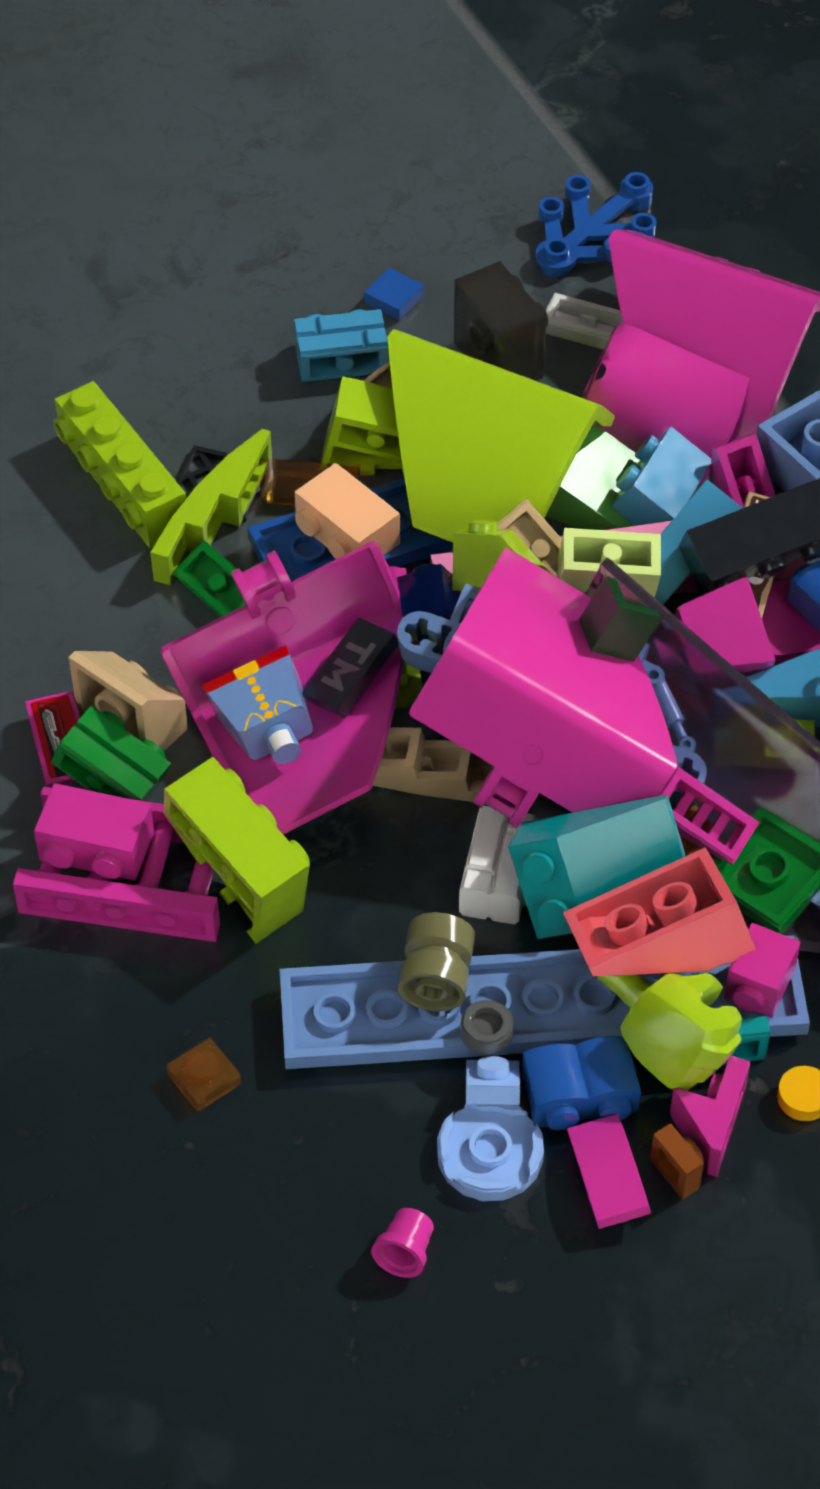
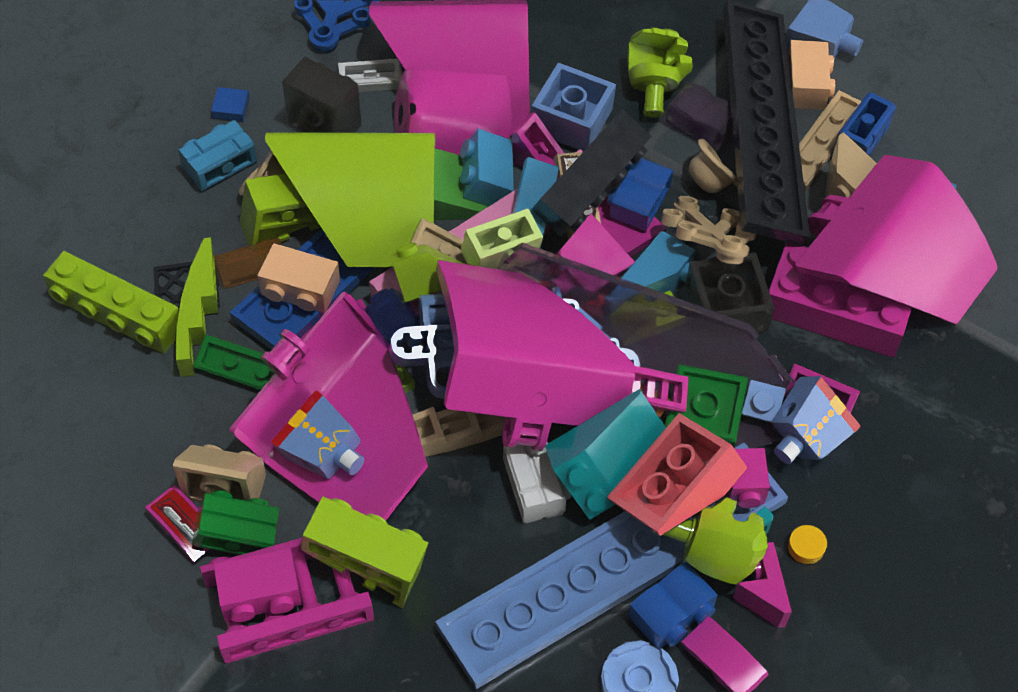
camera: 30 degrees left, 5 degrees up
(351, 667) = (365, 385): black tile -> none
(436, 961) = (541, 563): olive wheel -> none
(486, 1027) = (596, 598): dark grey tile -> none
(492, 1081) = (617, 633): light blue plate -> none
(617, 626) = (543, 285): panel -> none
(677, 1160) = (762, 629): dark orange plate -> none

